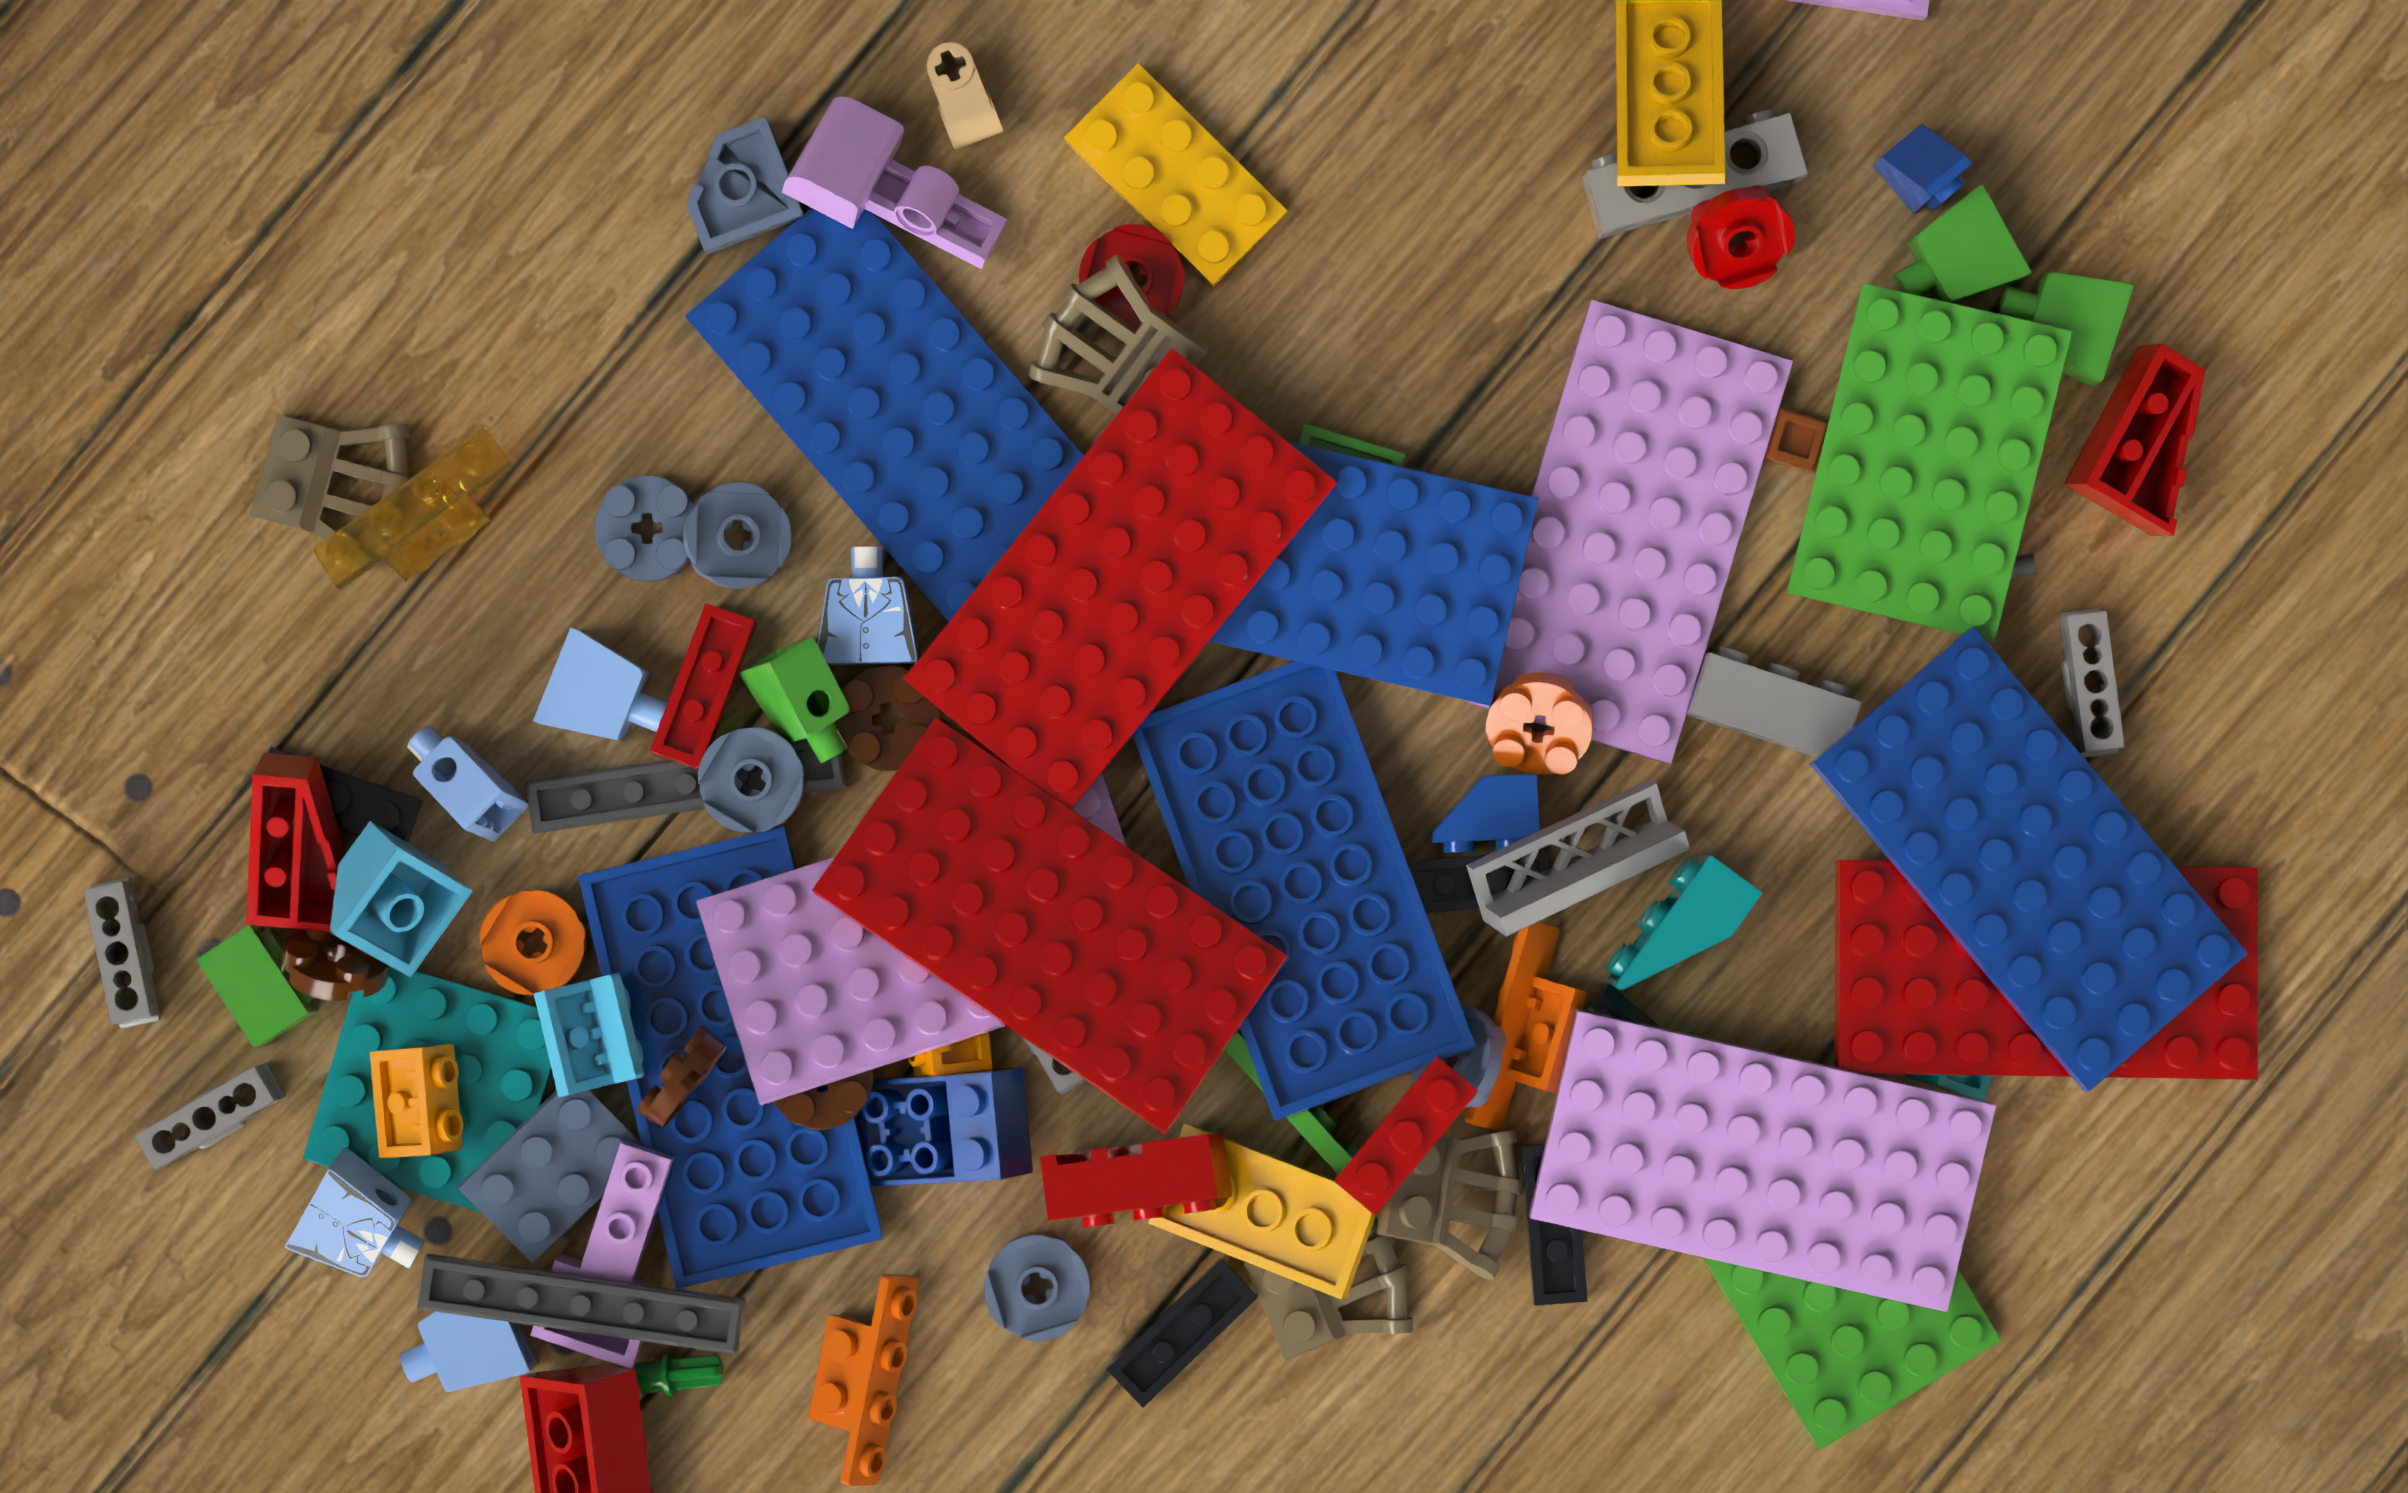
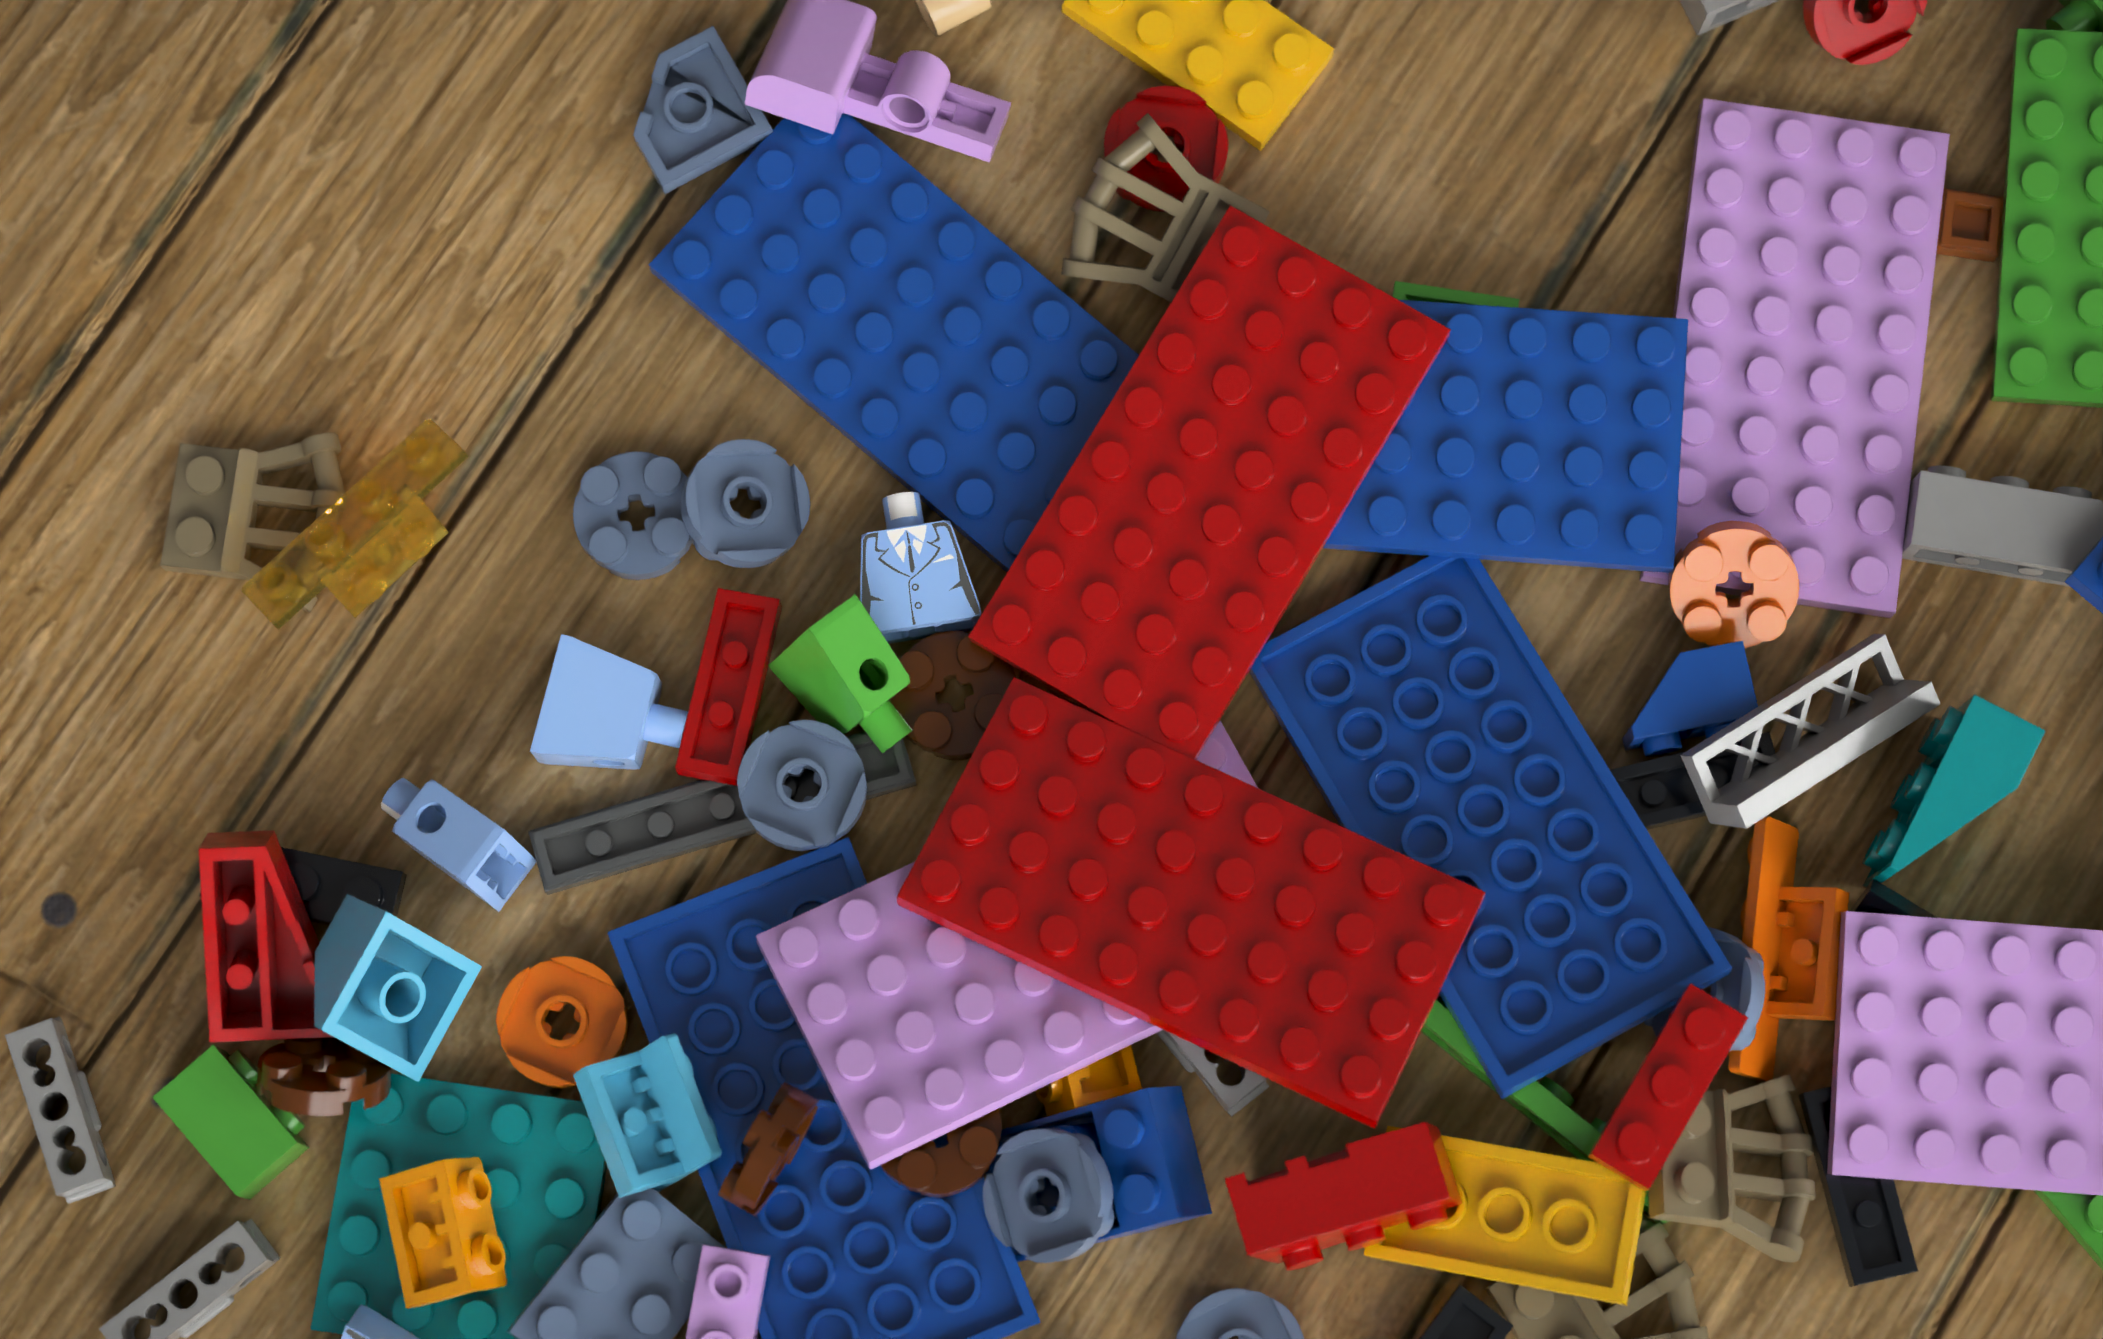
camera: 10 degrees left, 10 degrees down
(927, 1138) = (1083, 1203): none -> sand blue plate

